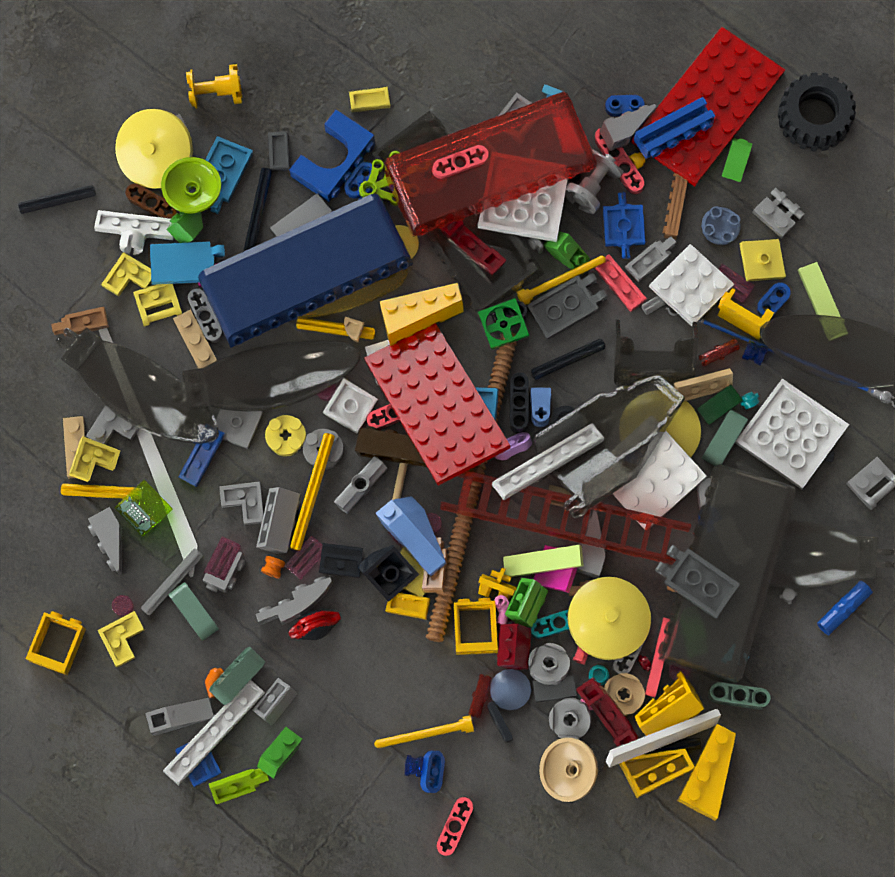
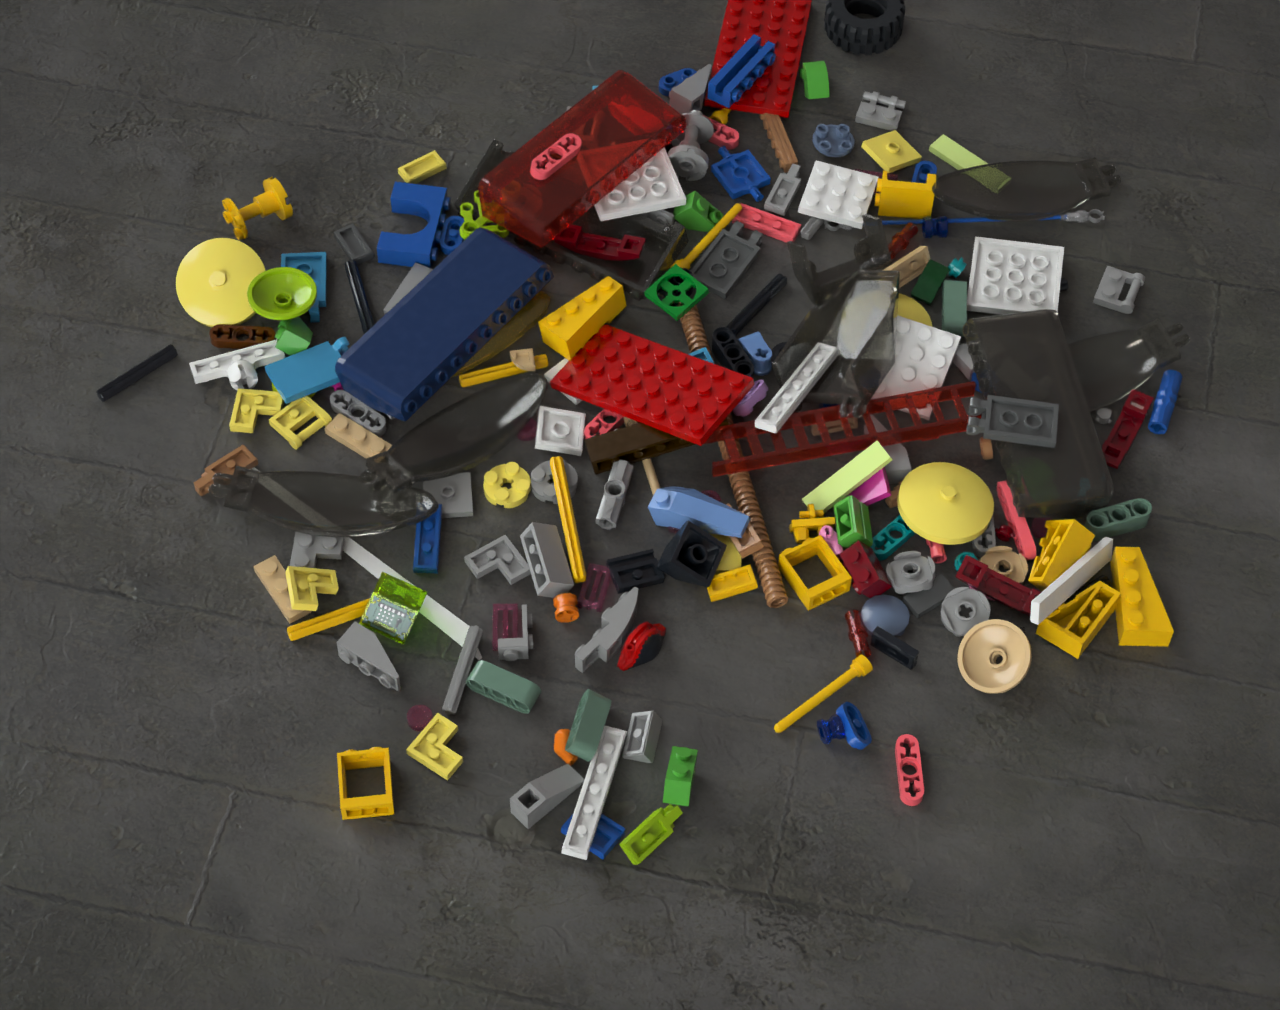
camera: 30 degrees left, 20 degrees down
(794, 619) = (1126, 428): none -> dark red slope

